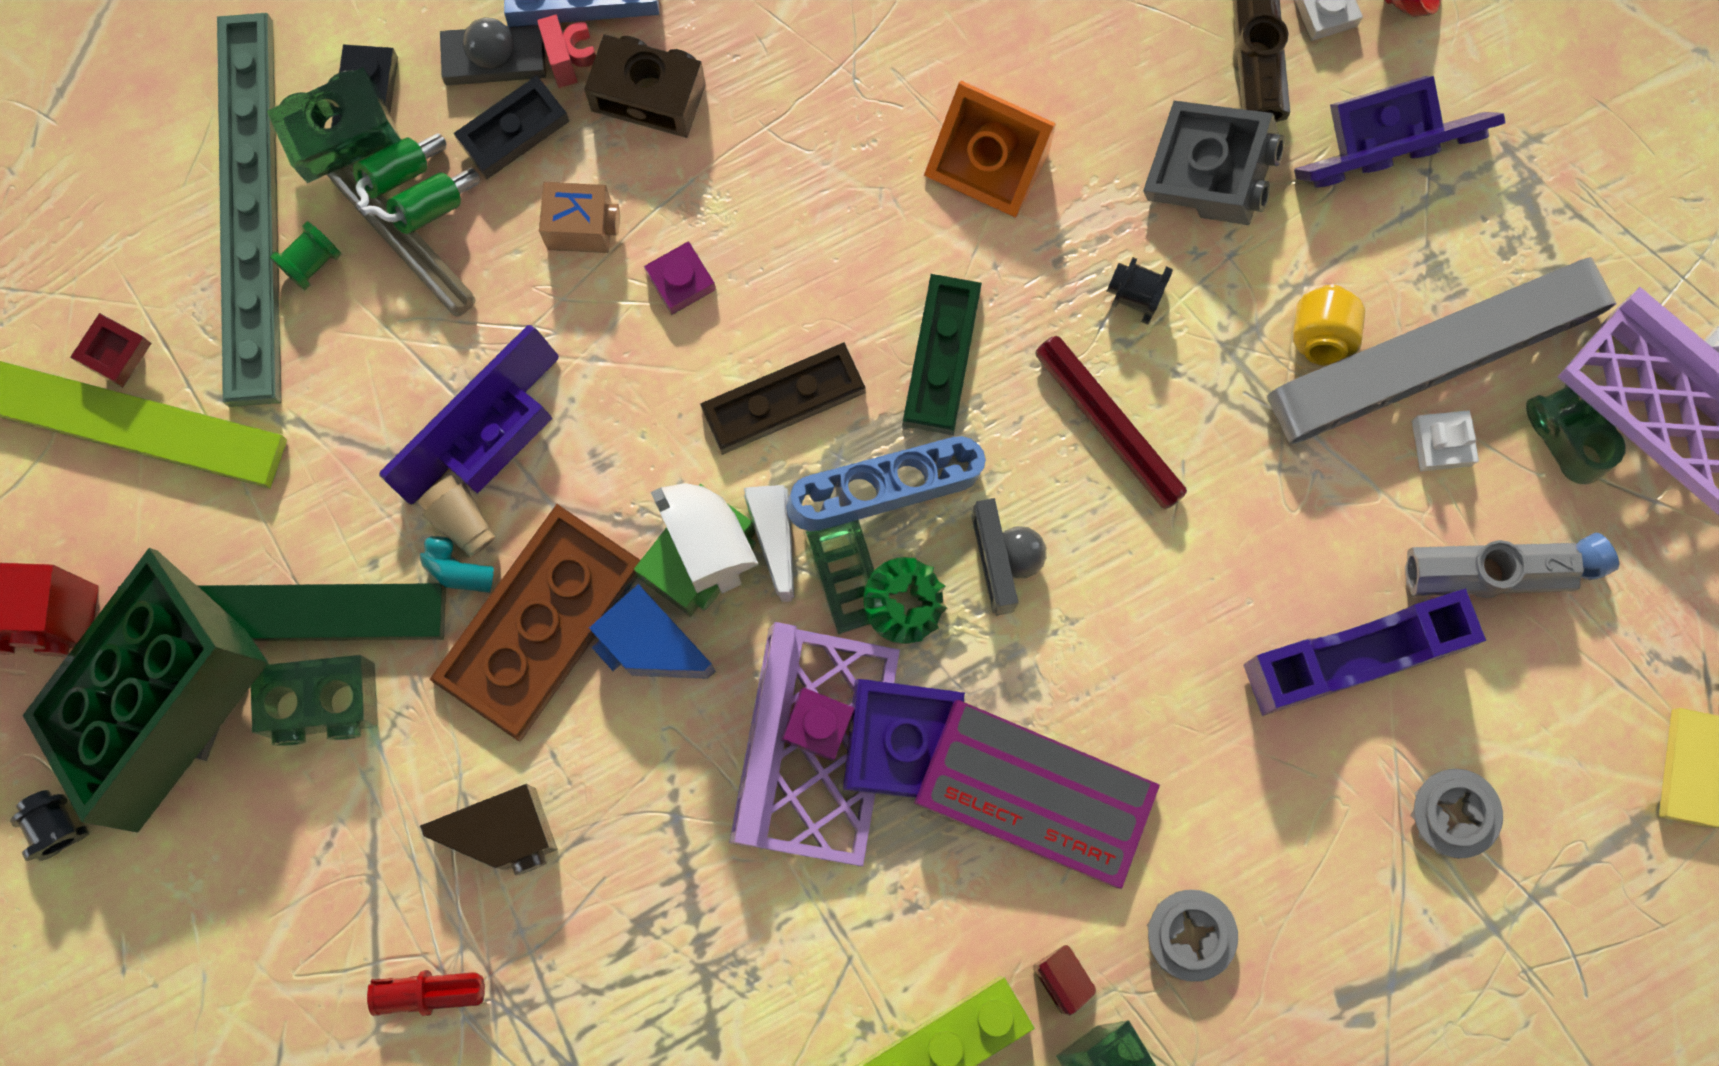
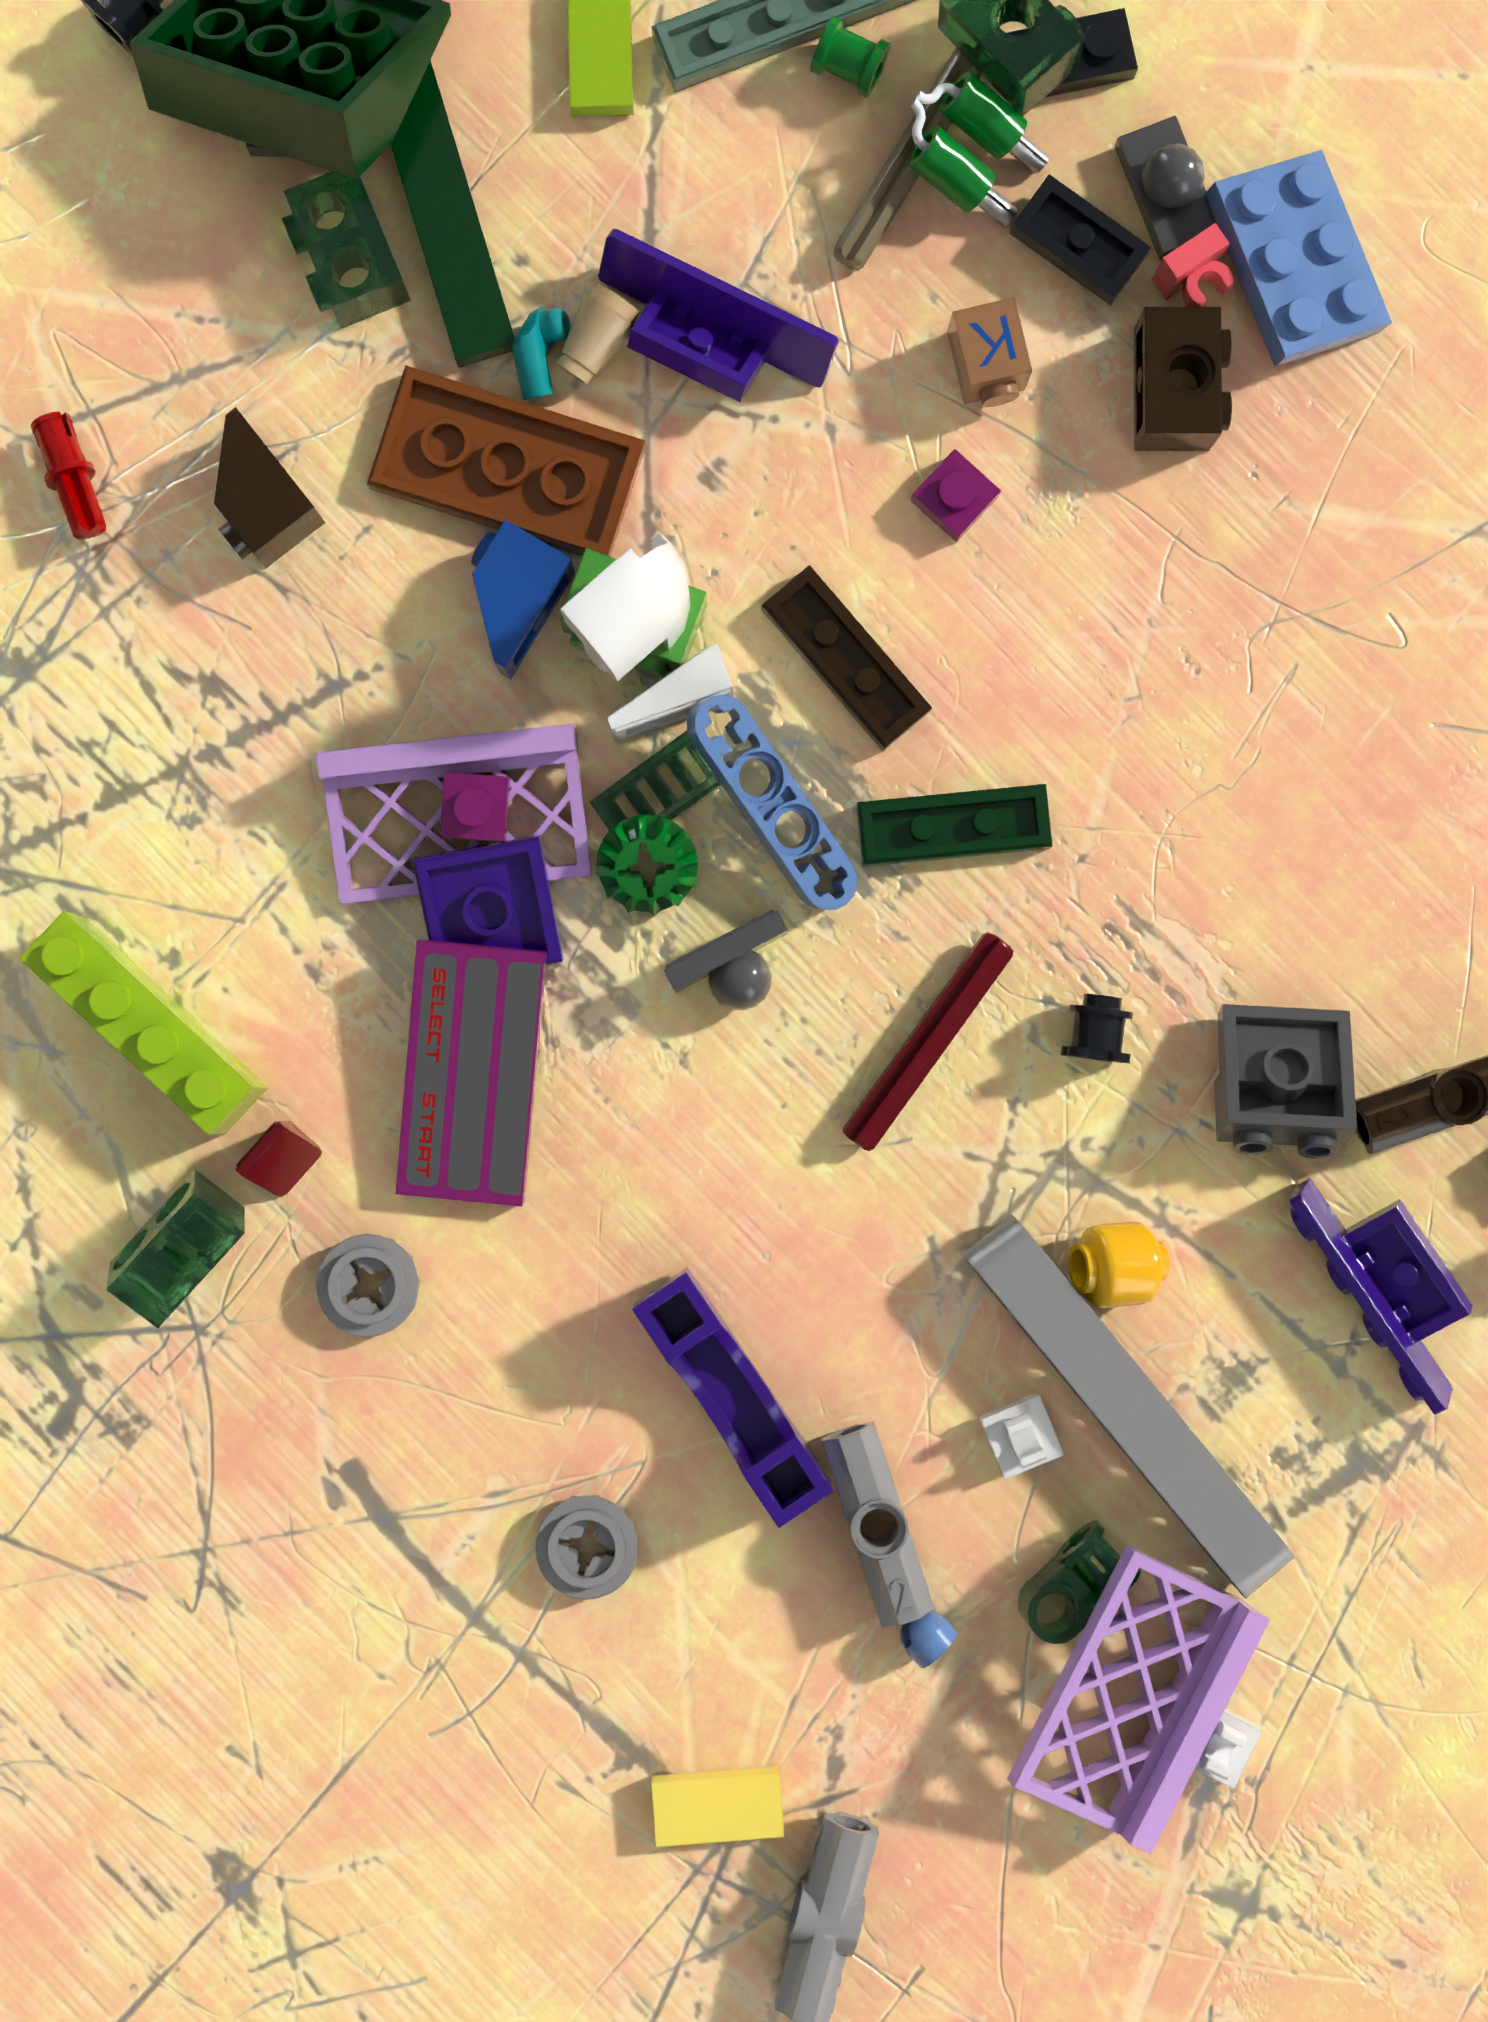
camera: 70 degrees right, 10 degrees up
(990, 149) = (1216, 808): orange slope -> none

